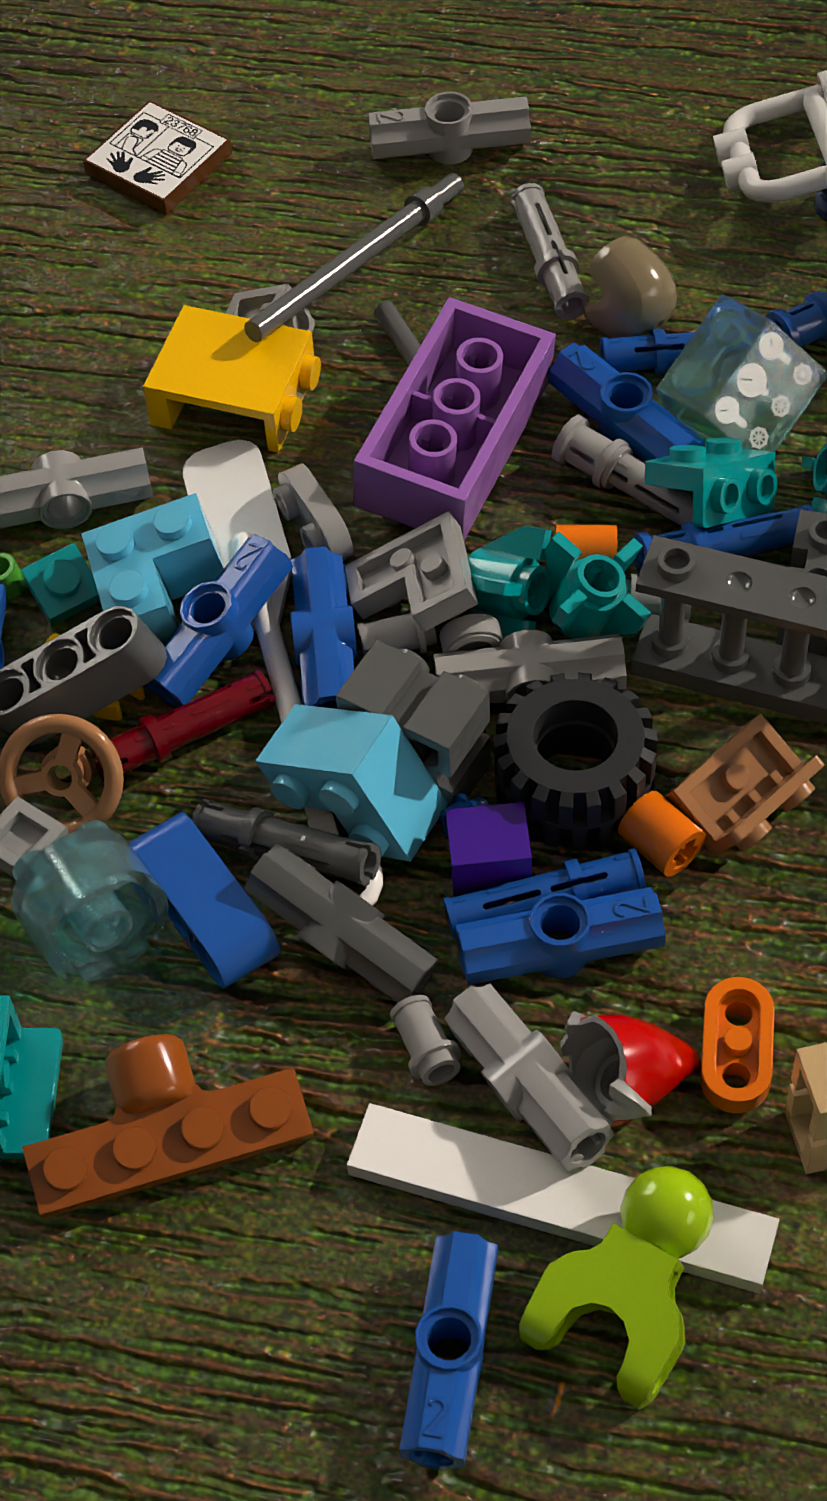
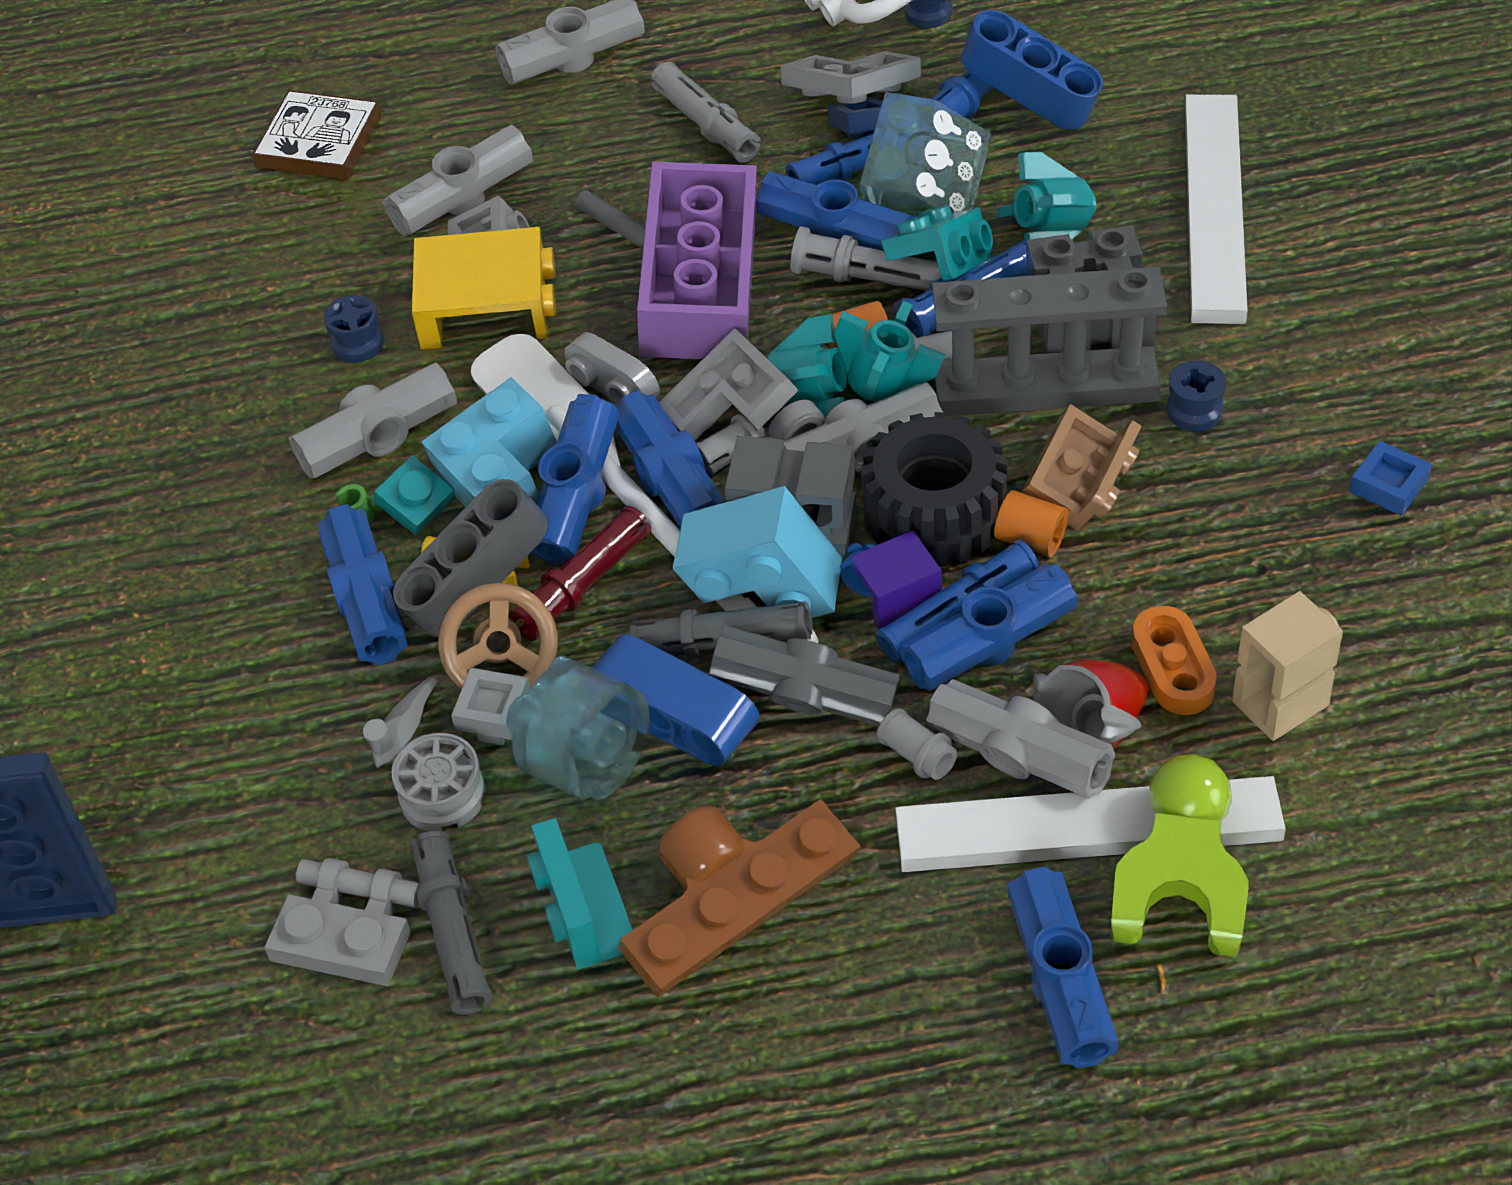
camera: 20 degrees left, 5 degrees down
(90, 383) = (354, 329): none -> dark blue wheel
(264, 251) = (457, 180): none -> light grey piece
(418, 210) = (575, 112): dark grey bar -> none
(635, 289) = (803, 118): dark tan helmet -> none
(696, 302) = (855, 118): none -> dark blue plate
(715, 261) = (851, 79): none -> light grey plate

